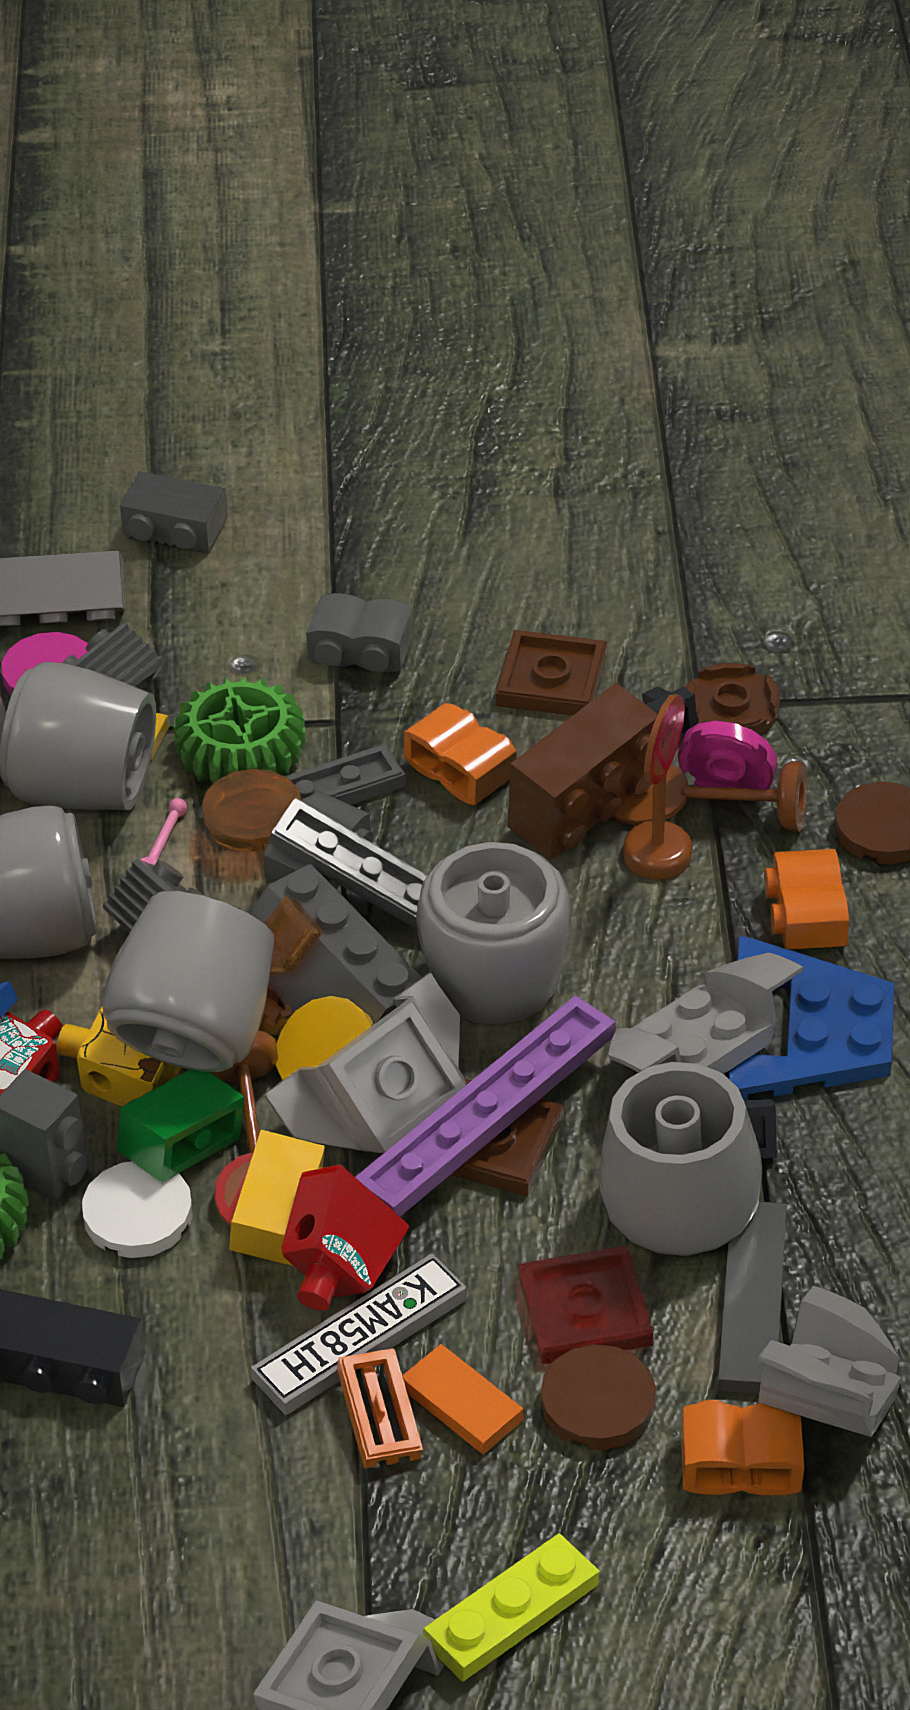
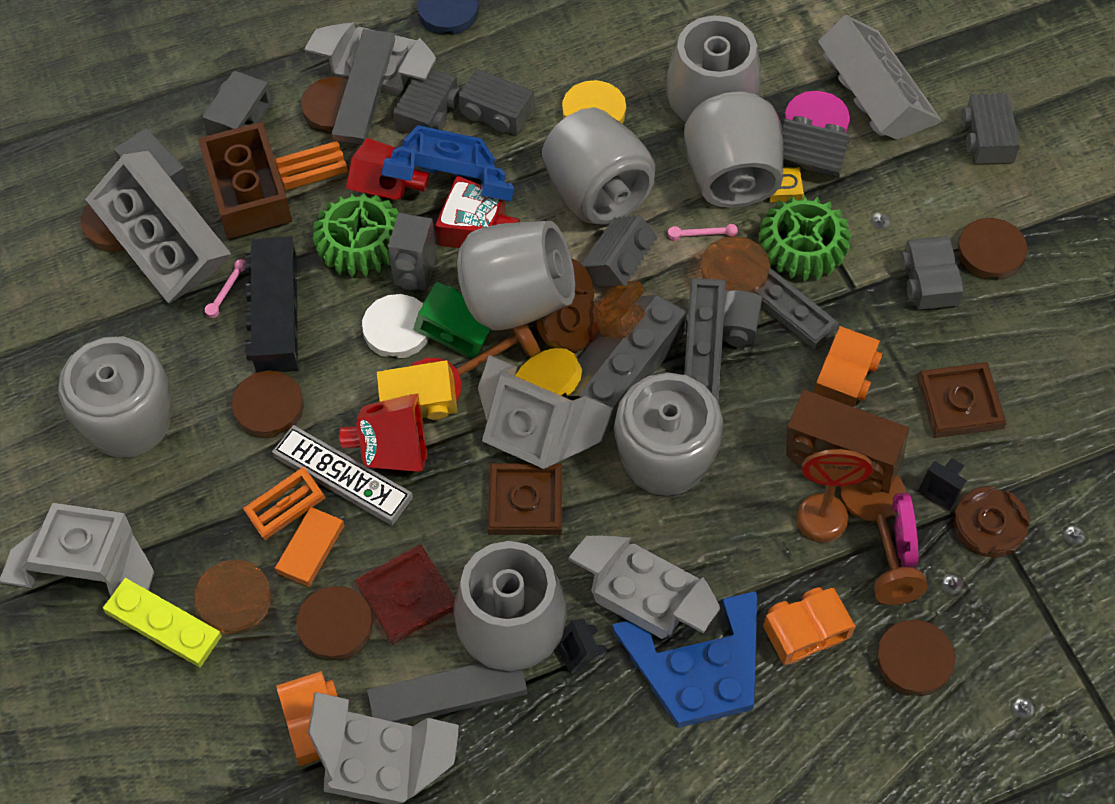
camera: 70 degrees right, 15 degrees up
(116, 1549) = (116, 396): none -> light grey piece
(192, 1396) = (267, 403): none -> reddish brown tile
(349, 568) = (992, 248): none -> reddish brown tile
(487, 1105) = (531, 482): medium lavender plate -> none
(502, 1509) = (233, 596): none -> clear orange tile

